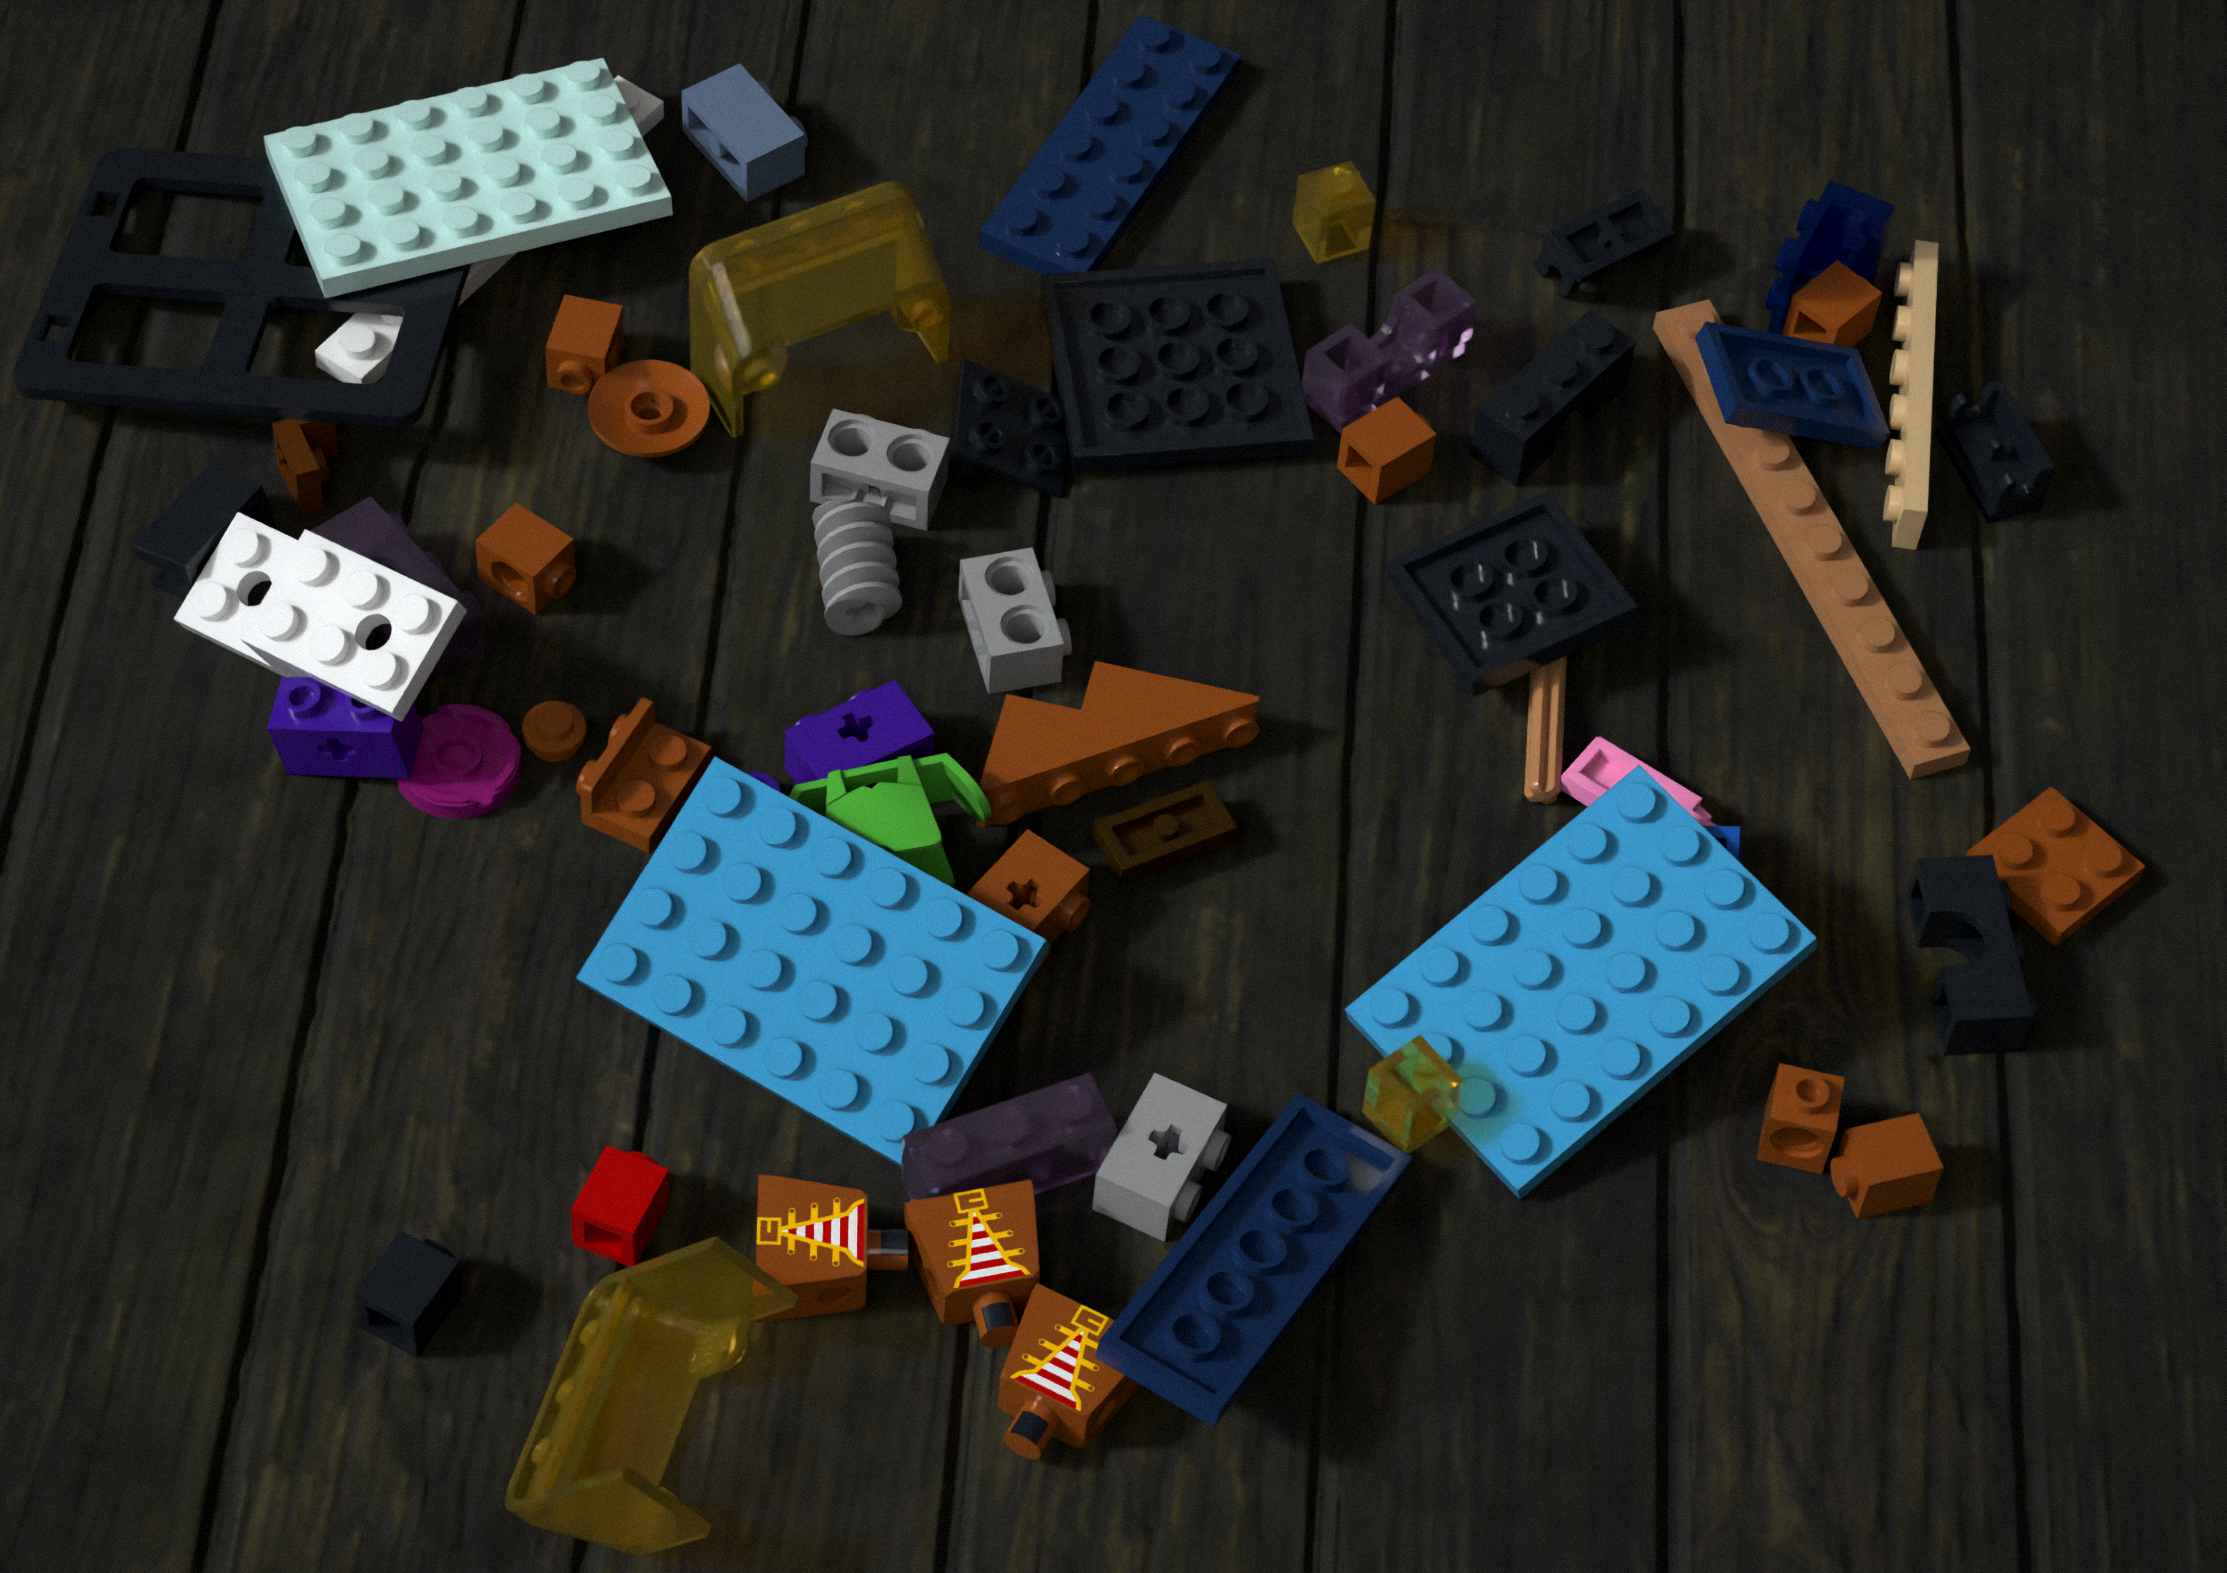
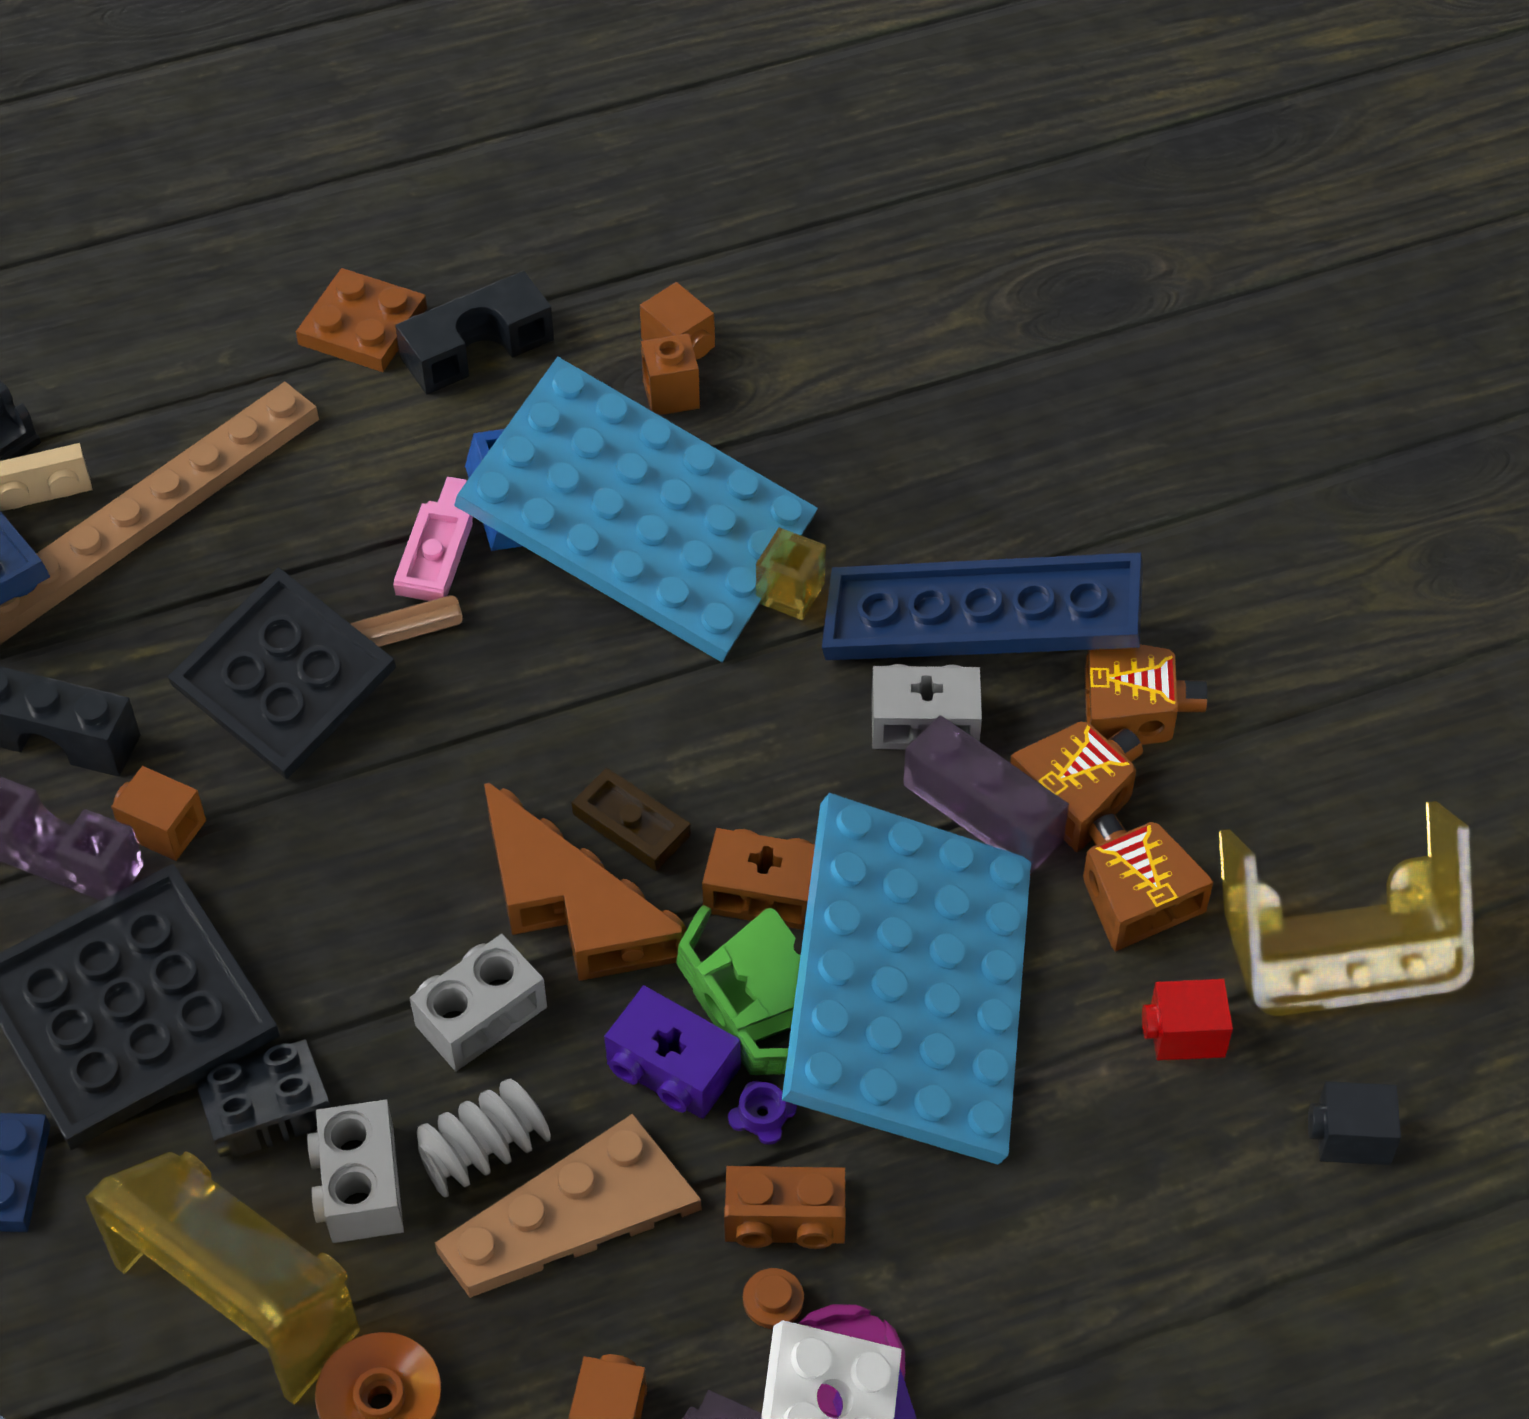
camera: 110 degrees left, 0 degrees up
(749, 629) = (592, 1195): none -> medium nougat wing

